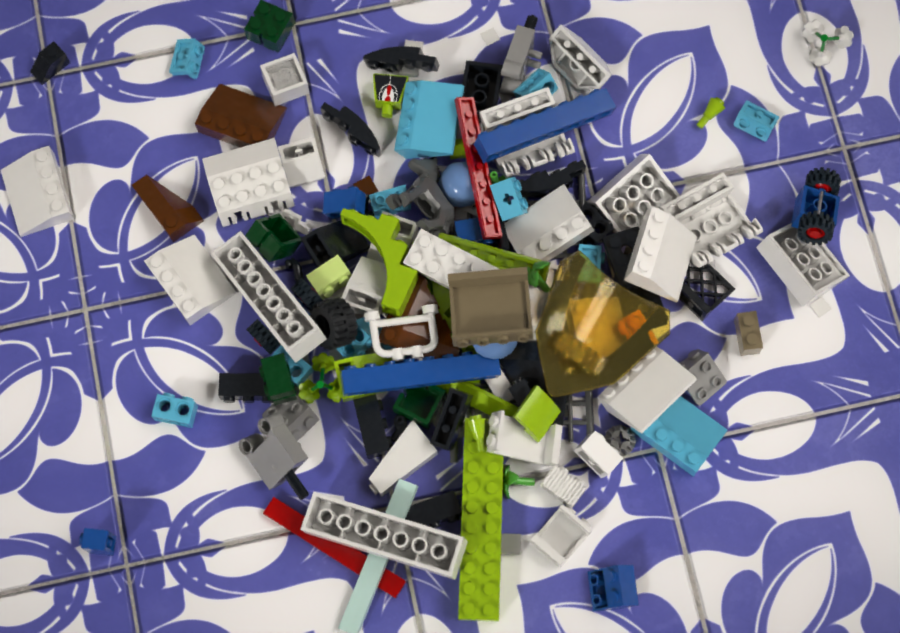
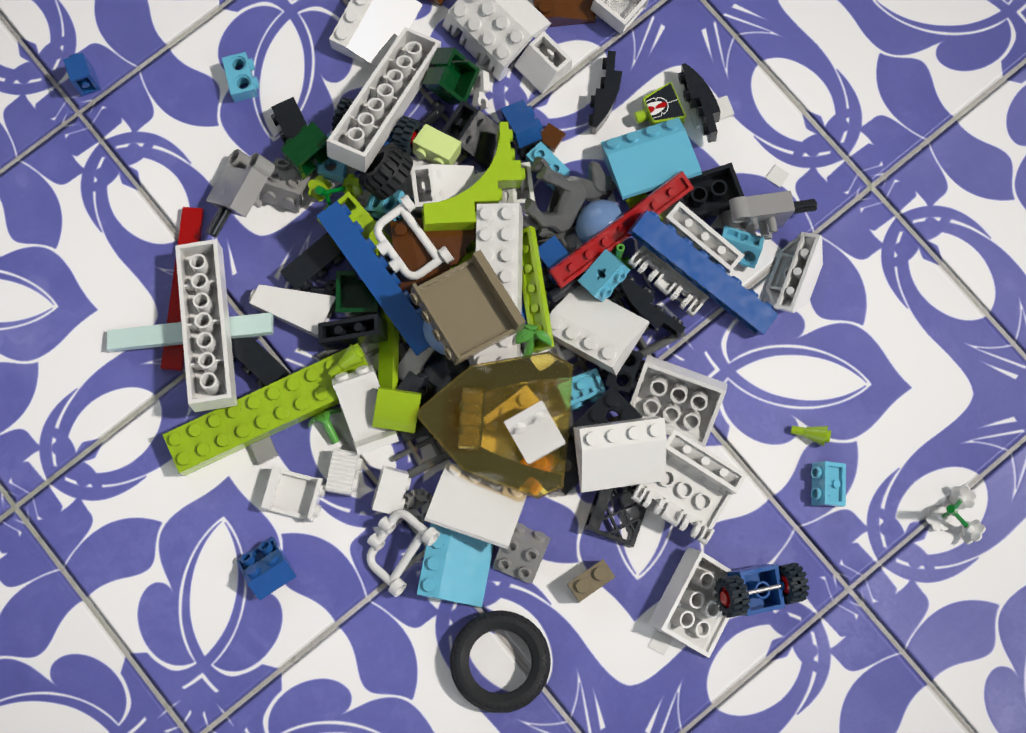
camera: 60 degrees right, 5 degrees up
(615, 310) = (535, 432): none -> white bracket
(634, 486) = (377, 542): none -> white bar
(804, 411) = (461, 671): none -> black tyre

